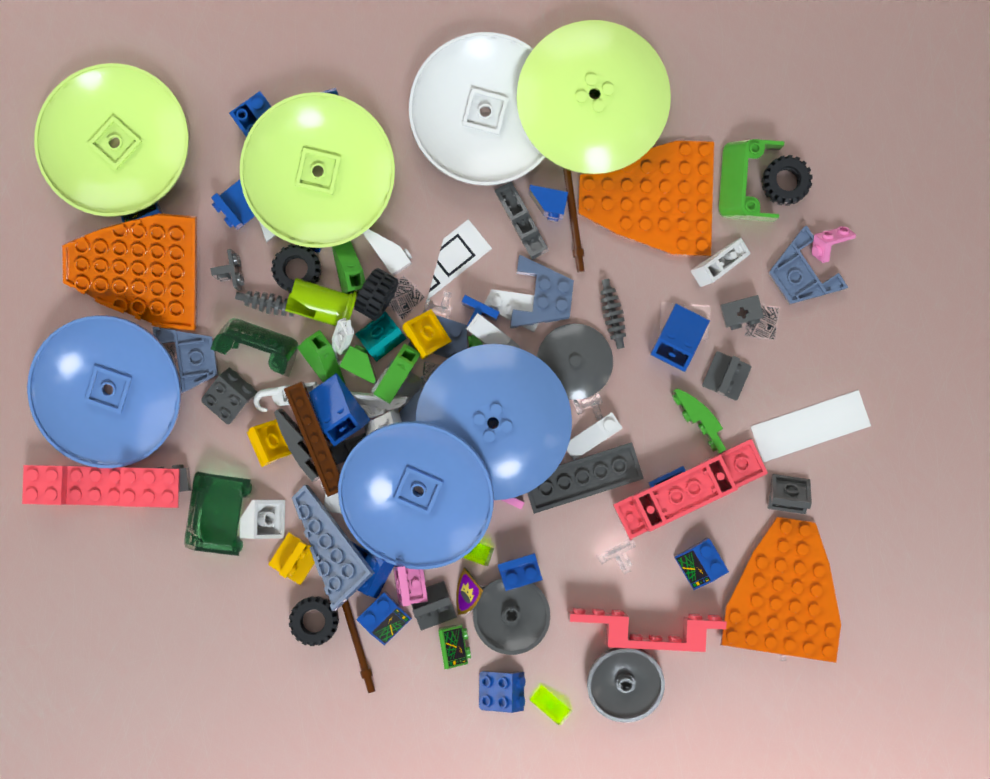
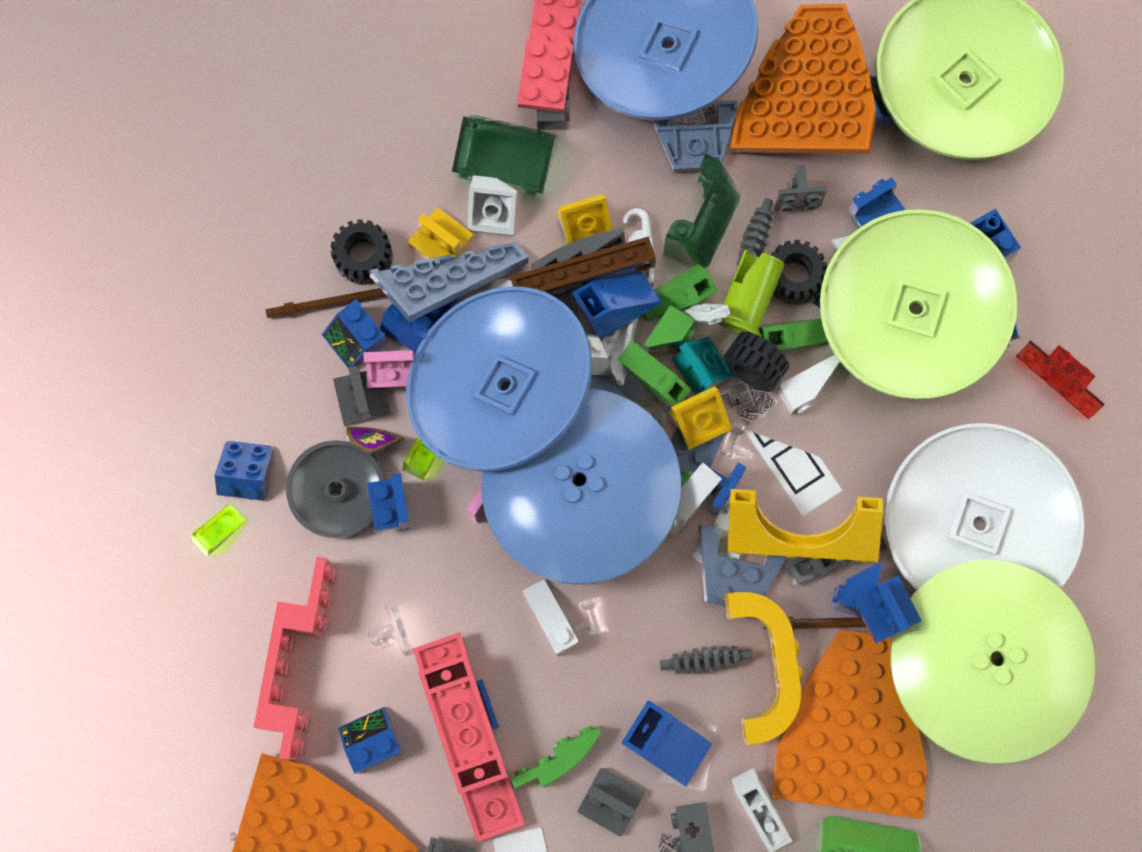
camera: 100 degrees right, 10 degrees down
(228, 395) = (648, 180): dark grey bracket -> none
(358, 52) = (1064, 375): none -> clear red bracket
(453, 646) = (307, 414): slope -> none
(512, 208) = (852, 540): none -> yellow arch
(565, 179) = (886, 609): none -> blue bracket
(578, 358) = (649, 607): dark grey dish -> none
(587, 477) = (498, 603): dark grey plate -> none
(625, 684) = (228, 624): dark grey dish -> none
(647, 252) = (787, 672): none -> yellow arch

